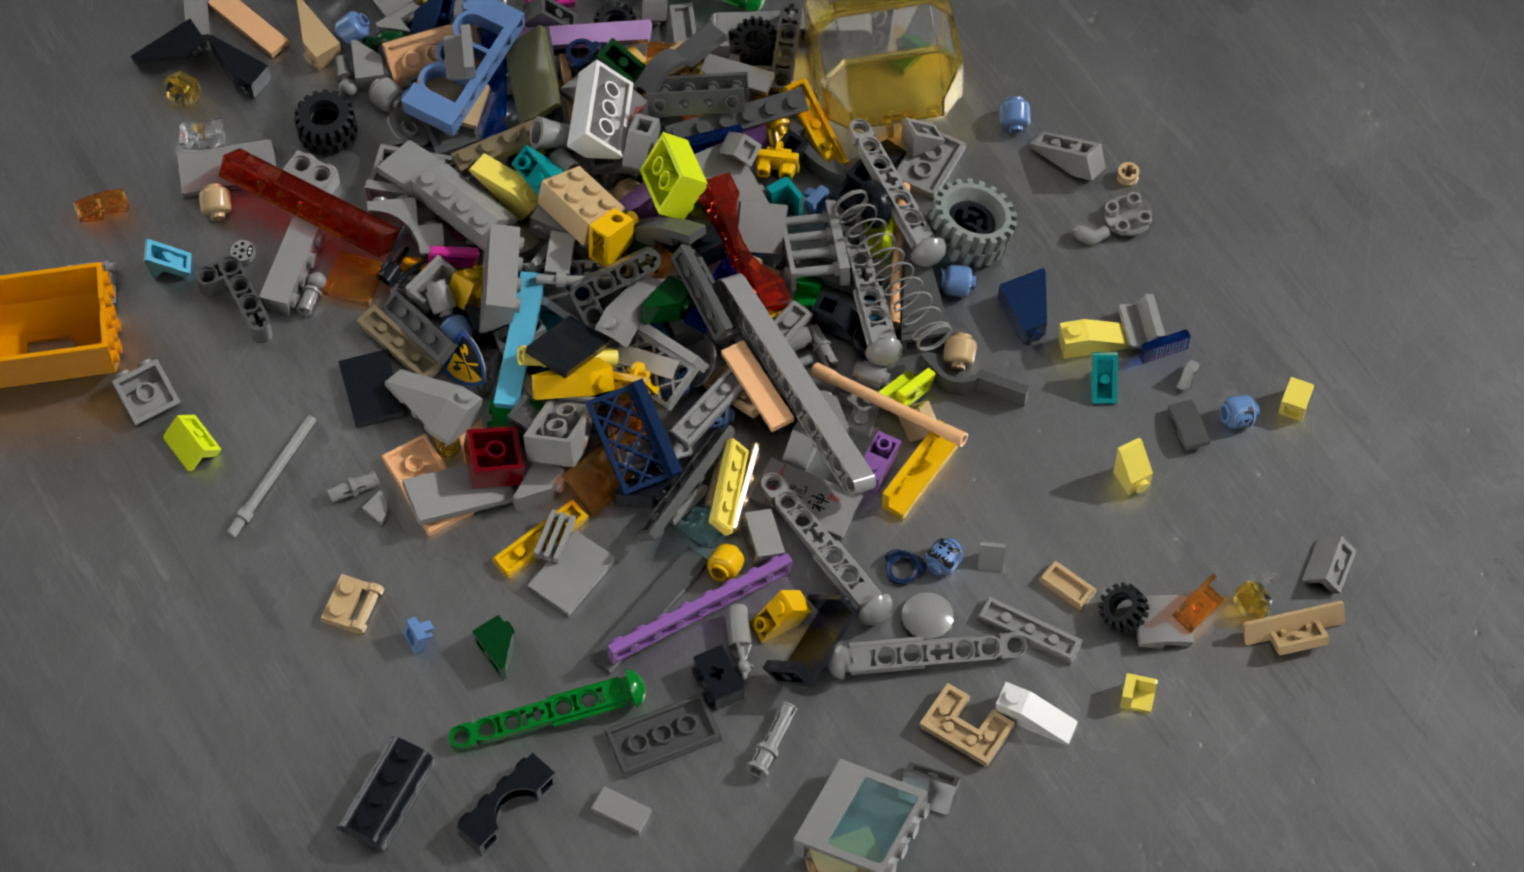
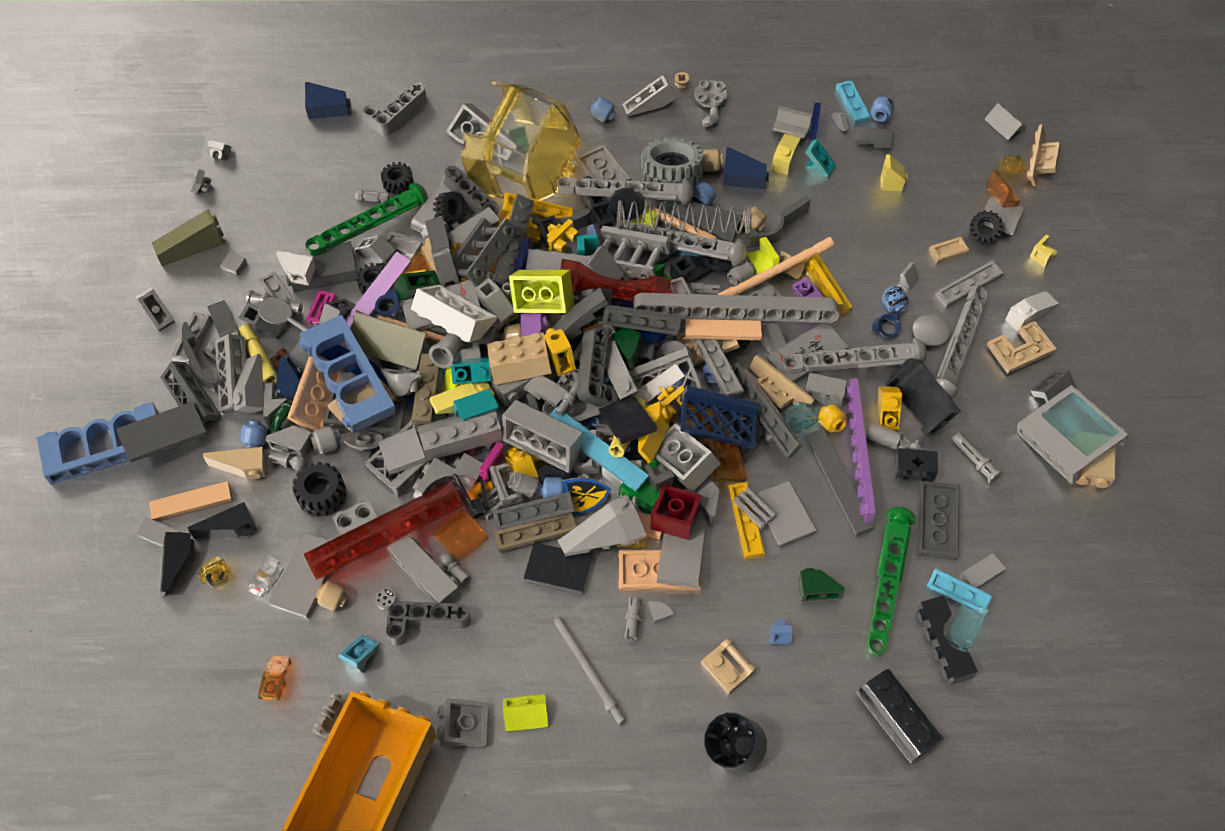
camera: 60 degrees left, 0 degrees up
(255, 640) = (735, 742): none -> black piece
(459, 55) = (346, 367): light grey panel -> none
(491, 116) = (402, 382): none -> light grey hat
(498, 198) = (475, 405): none -> teal panel
(538, 820) = (965, 627): none -> clear light blue panel
(579, 793) = (958, 590): none -> medium azure tile
(728, 486) = (783, 385): light yellow tile -> none
(740, 147) = (541, 246): light grey panel -> none
(920, 136) = (587, 163): light grey slope -> none
(1017, 262) = (712, 160): none -> tan head
(1234, 375) = (853, 102): none -> medium azure tile
(1296, 399) = (889, 80): light yellow panel -> none

